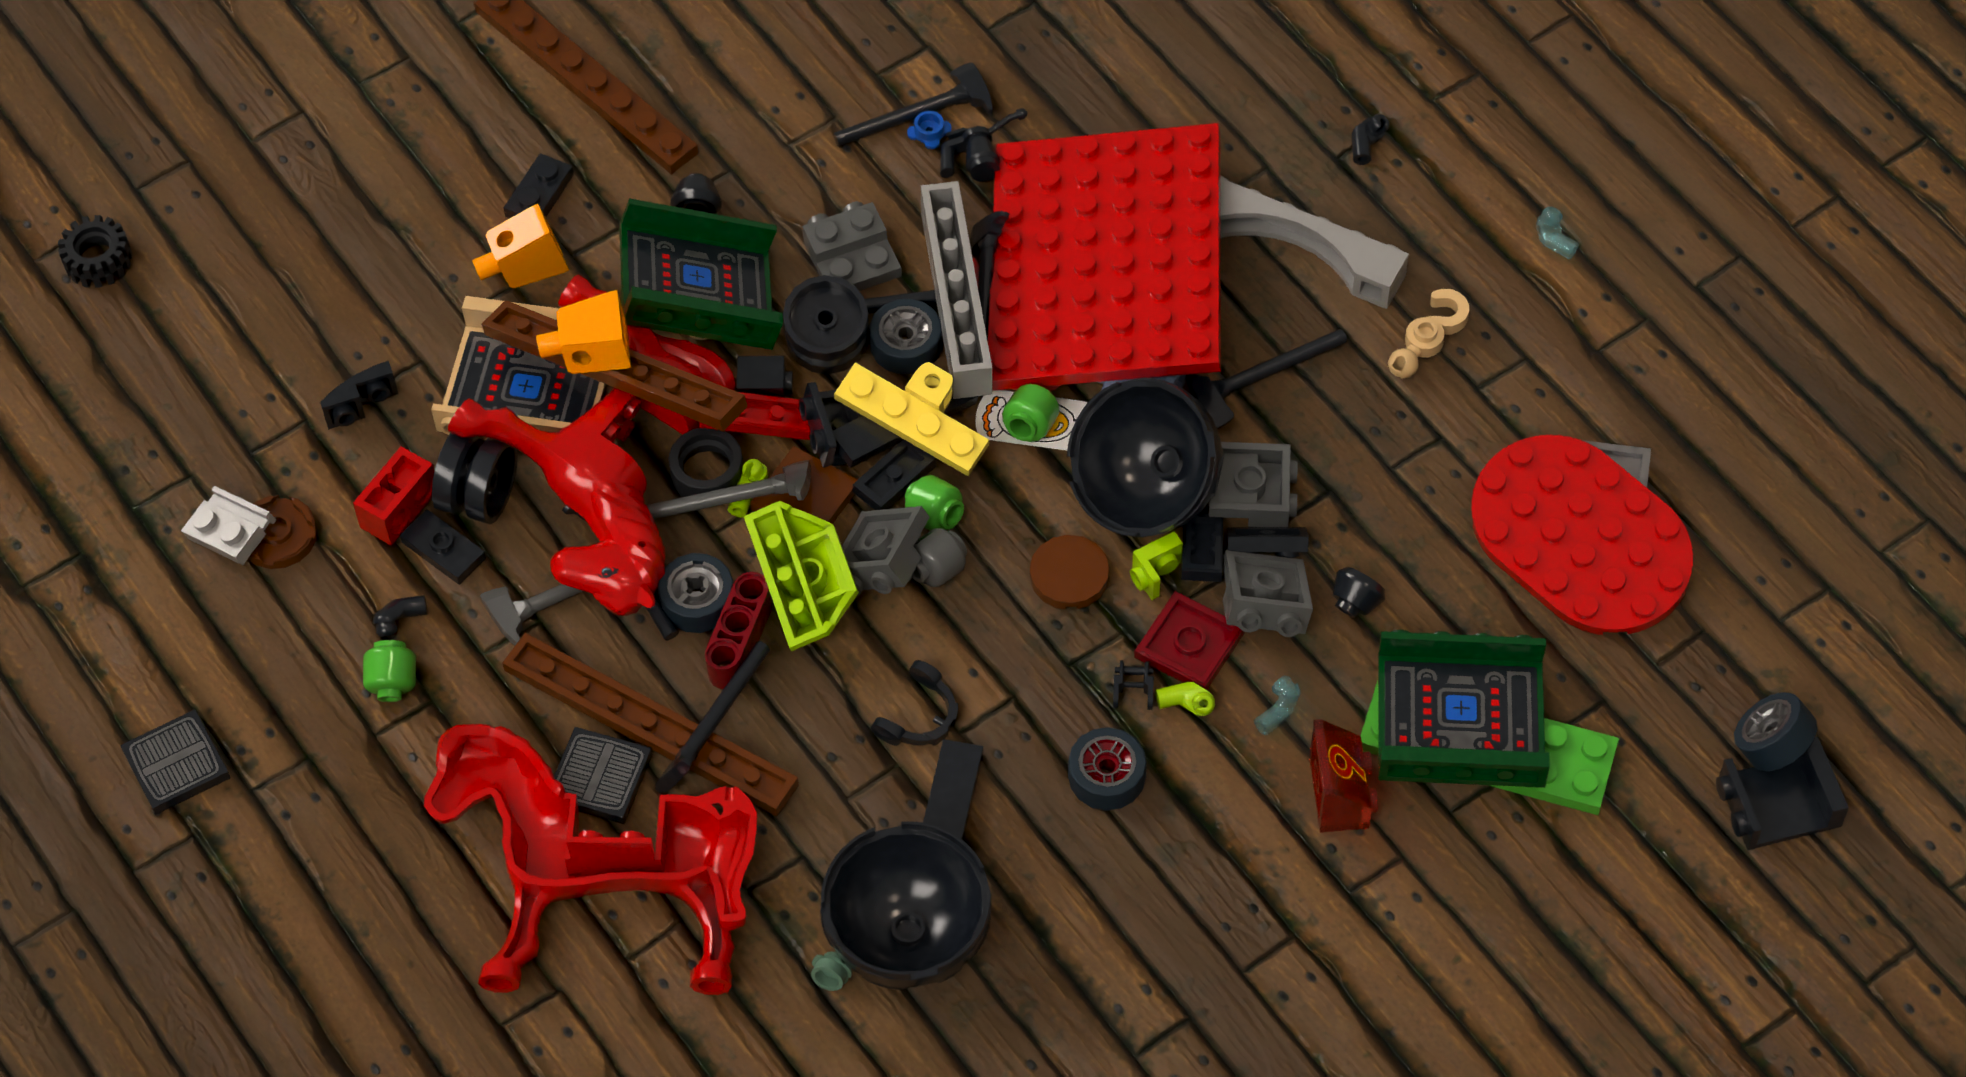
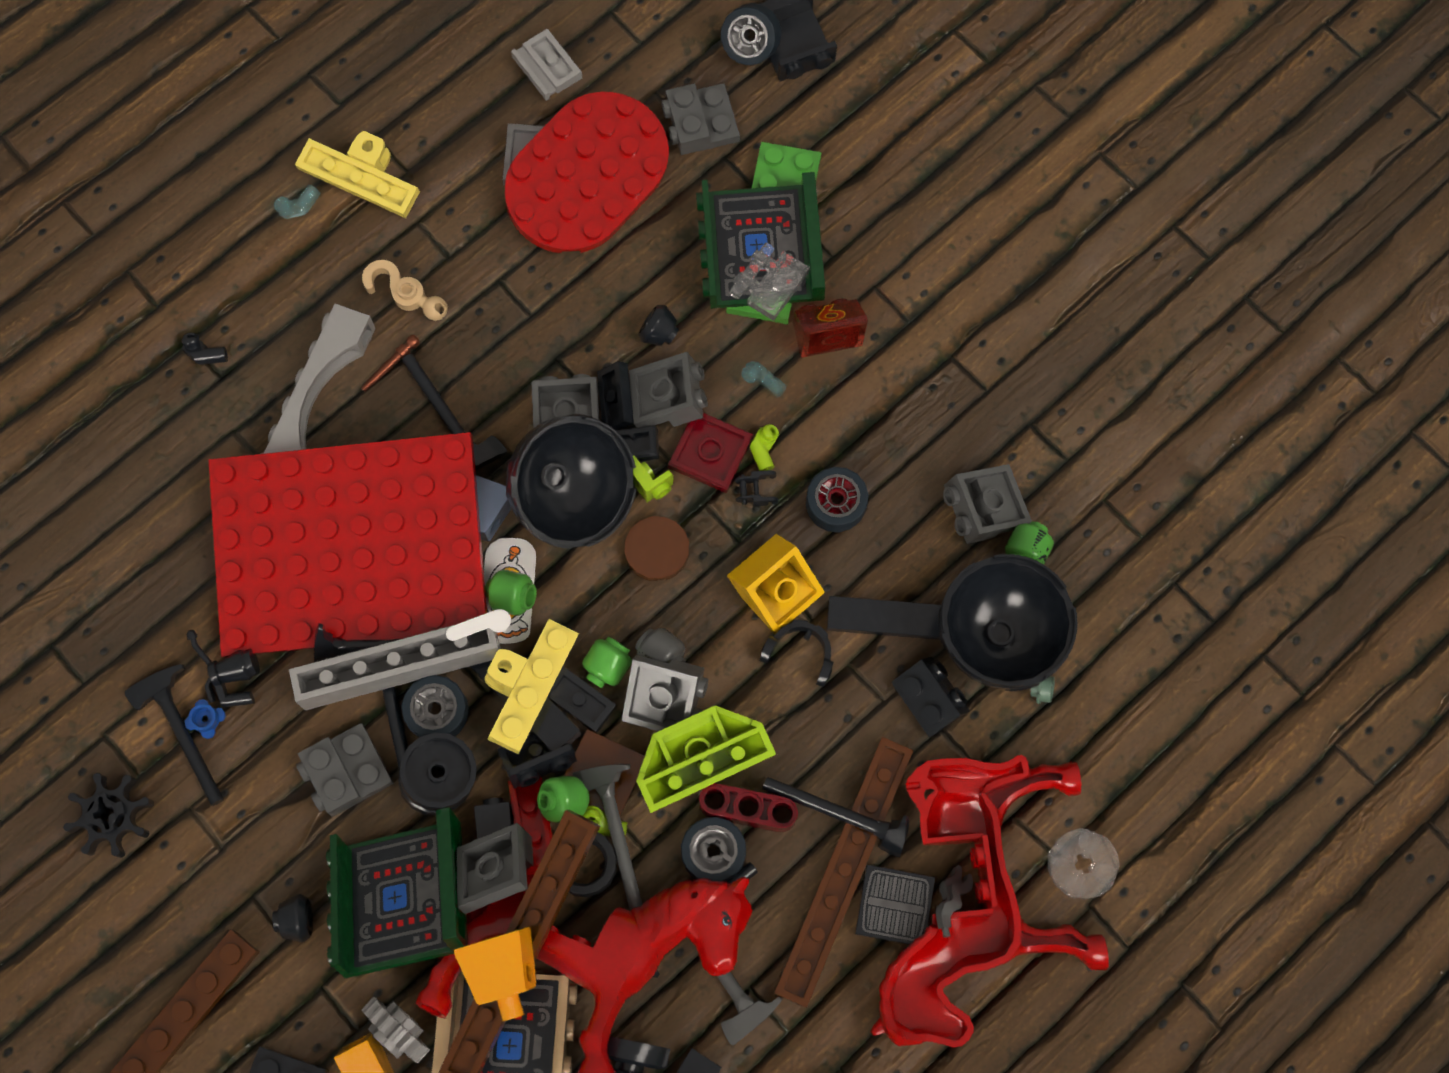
camera: 100 degrees left, 15 degrees up
(556, 268) = (395, 1030): none -> light grey gear
(583, 813) = (951, 890): none -> dark grey hair
(614, 1004) = (1090, 845): none -> clear plate
(705, 348) = (493, 867): none -> dark grey plate
(776, 436) = (560, 795): none -> bright green head
(824, 839) = (931, 695): none -> black bracket
(836, 43) = (119, 822): none -> black gear
(985, 372) = (496, 620): none -> white sticker
(1005, 687) = (776, 583): none -> yellow slope
(1014, 975) = (1030, 541): none -> bright green head
(1079, 936) = (985, 503): none -> dark grey plate
(1352, 331) = (401, 351): none -> copper piece
(1396, 716) = (776, 287): none -> clear plate
(1591, 294) = (360, 172): none -> light yellow plate
(1659, 671) = (700, 118): none -> dark grey plate
(1742, 503) = (546, 64): none -> light grey plate

